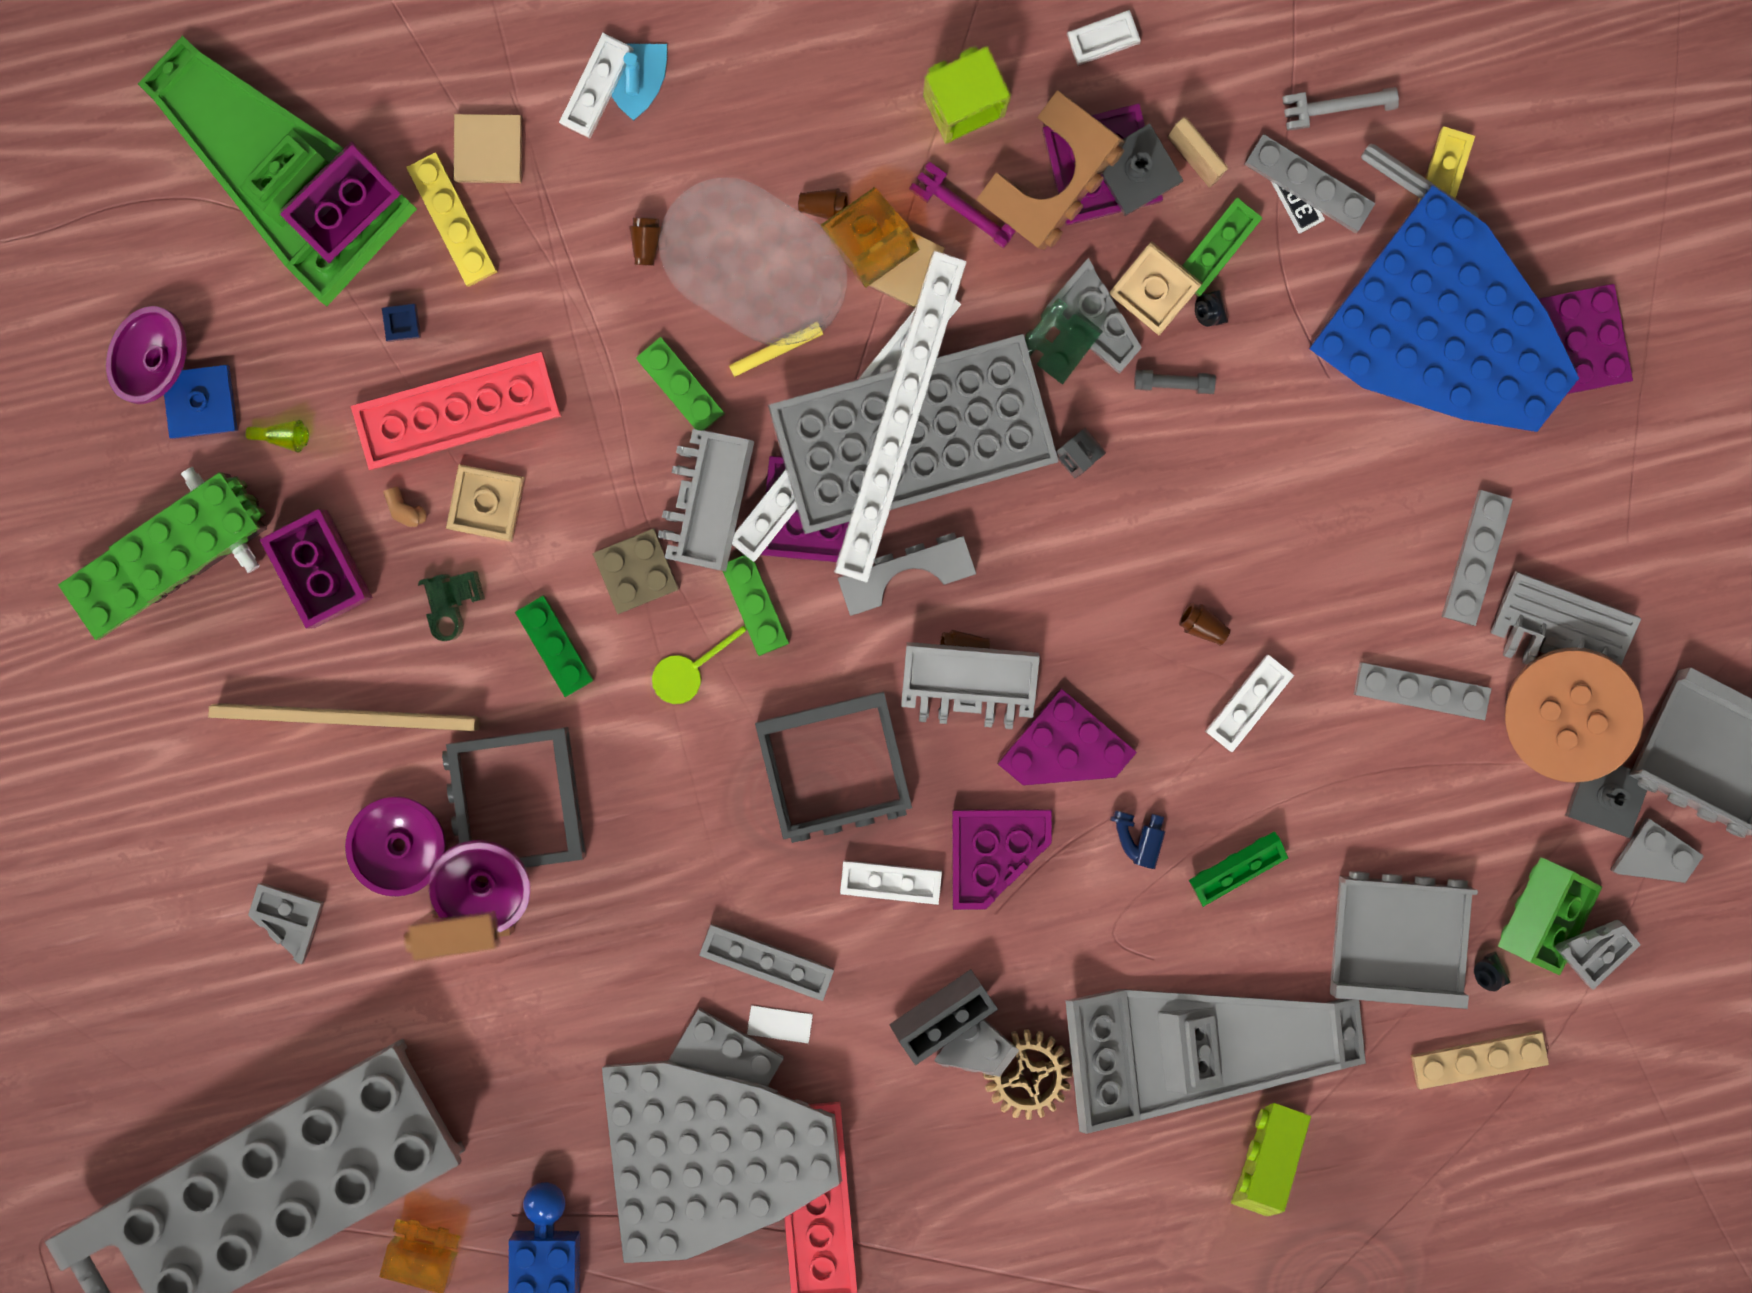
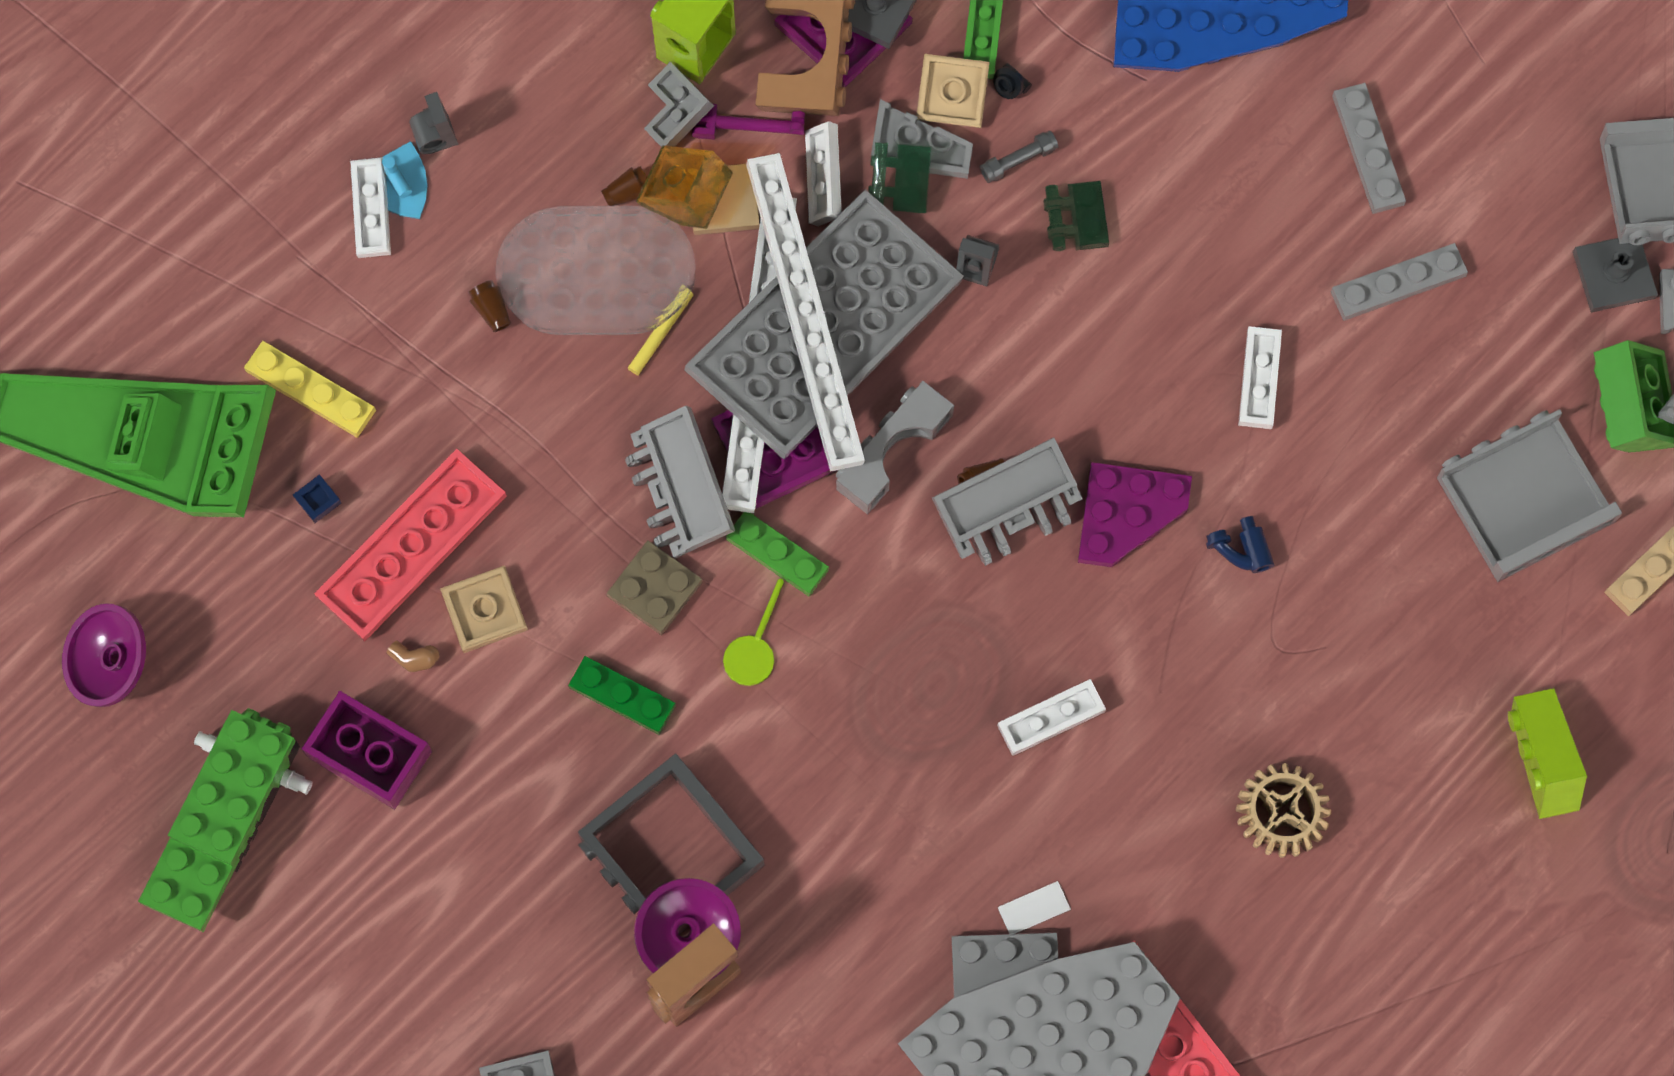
camera: 35 degrees left, 15 degrees down
(201, 403) = (176, 675): blue plate -> none
(287, 435) = (270, 654): clear neon green cone -> none
(340, 202) = (204, 422): magenta slope -> none
(347, 717) = (468, 869): tan tile -> none
(373, 852) = (570, 933): magenta dish -> none
(448, 594) = (500, 706): clear green piece -> none
(487, 148) = (306, 312): tan tile -> none
(680, 385) = (594, 408): bright green plate -> none
(690, 46) = (433, 127): none -> dark grey plate
(766, 962) = (986, 855): light grey plate -> none
(832, 823) = (898, 605): dark grey window -> none
(917, 159) = (683, 106): none -> light grey plate
(943, 1017) = (1175, 802): dark grey brick -> none
(979, 1050) = (1223, 811): light grey wing -> none
(993, 851) = (1124, 635): magenta plate -> none
(998, 295) = (823, 173): none -> white plate
(1141, 1054) = (1403, 707): light grey wing -> none
(1198, 470) = (1086, 212): none -> clear green plate
(1203, 624) = (1177, 336): reddish brown cone -> none
(1238, 868) = (1346, 520): green plate -> none
(1491, 973) = (1622, 478): black plate -> none
(1560, 620) = (1477, 155): light grey hinge -> none
(1574, 715) = (1537, 218): nougat brick -> none

